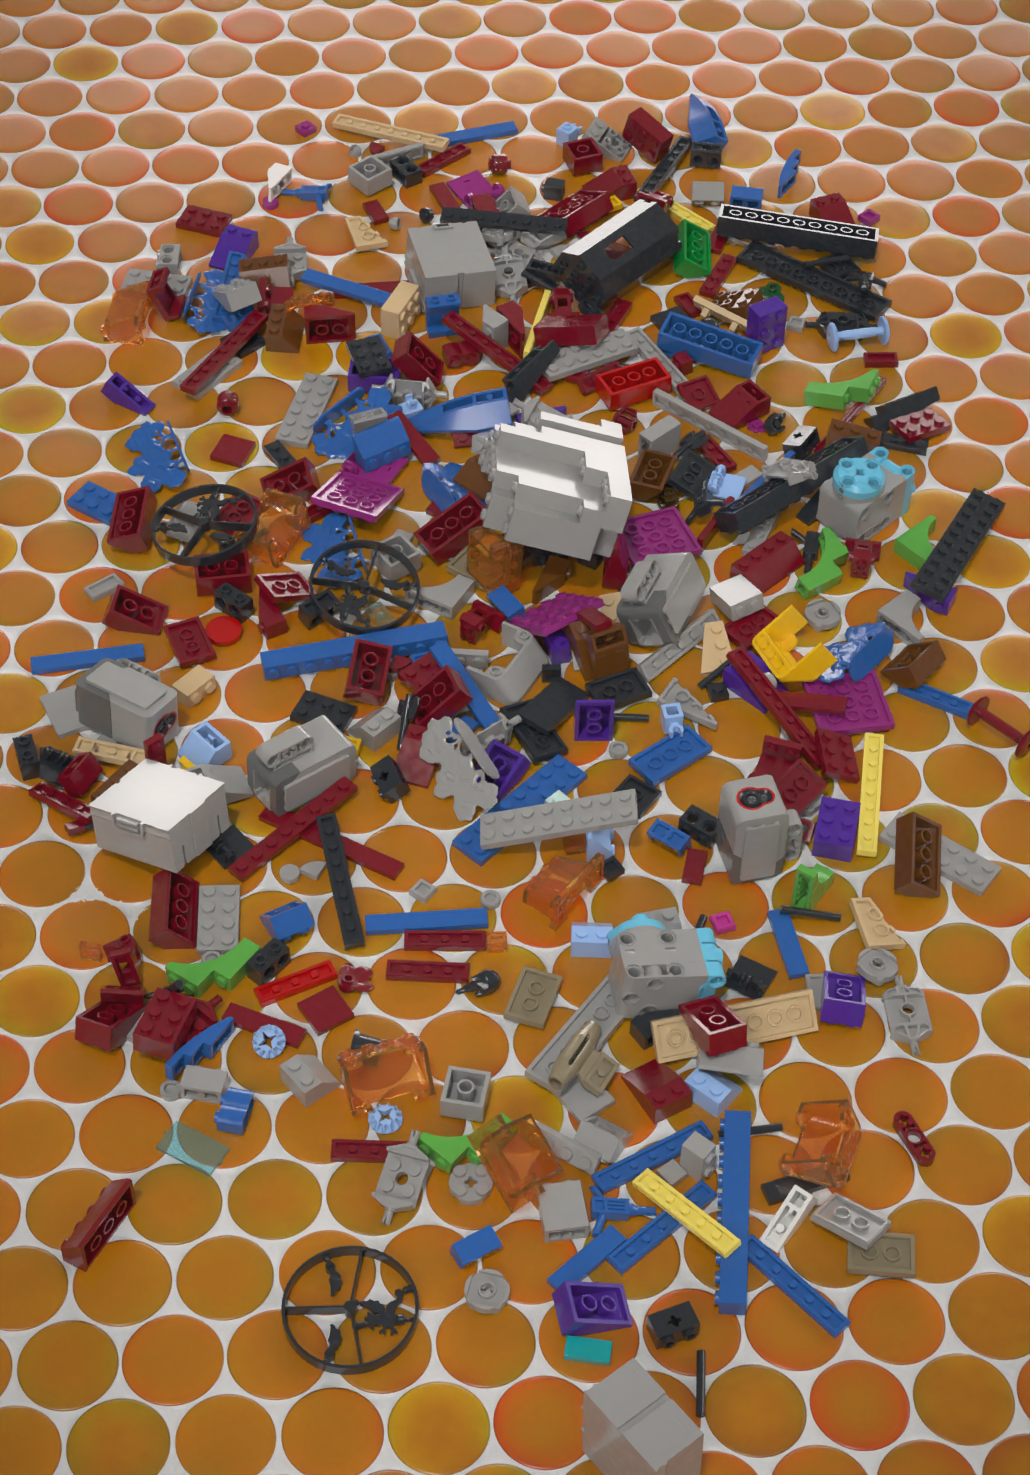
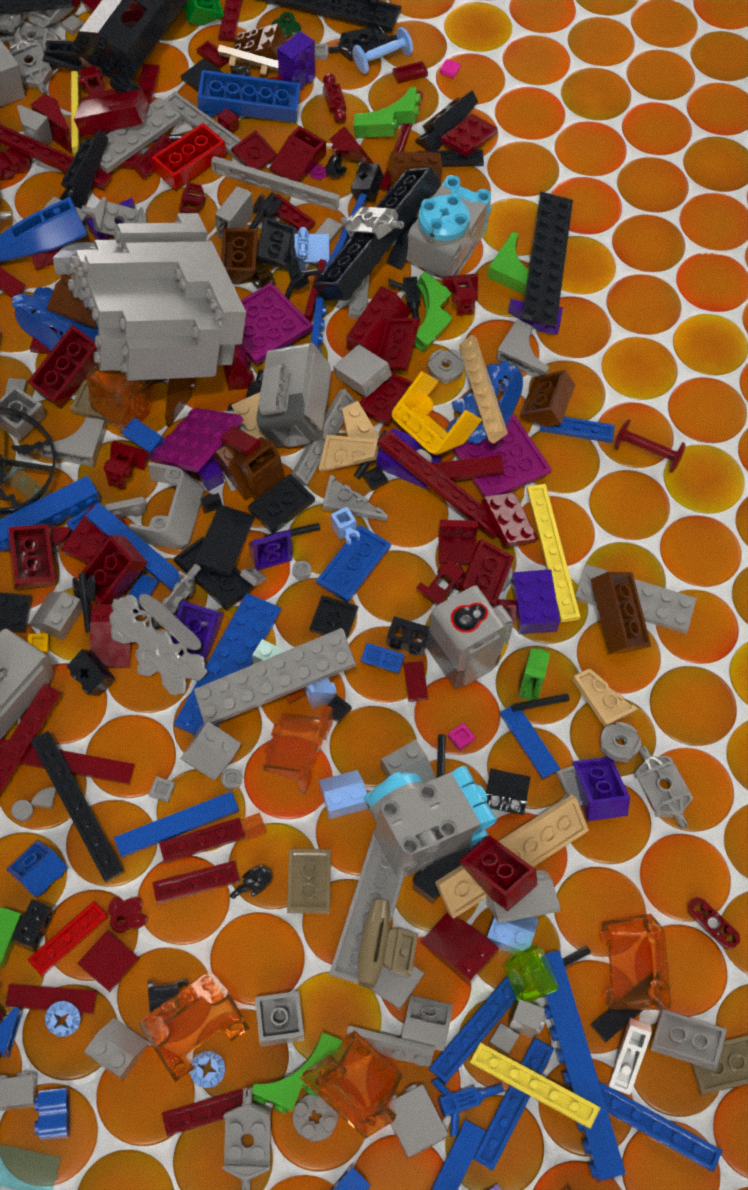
camera: 20 degrees left, 15 degrees up
(478, 867) = (210, 750): none -> light grey slope
(569, 741) = (253, 576): none -> light grey tile
(696, 660) = (347, 451): none -> tan wing
(709, 549) = (318, 323): none -> blue plate
(716, 1118) = (530, 974): none -> clear neon green slope
(781, 581) = (398, 342): none -> dark red plate
(792, 407) = (348, 147): none -> dark red slope
(795, 365) = (334, 98): none -> dark red plate
(848, 636) = (483, 389): none -> tan plate
(922, 365) = (450, 68): none -> dark pink tile

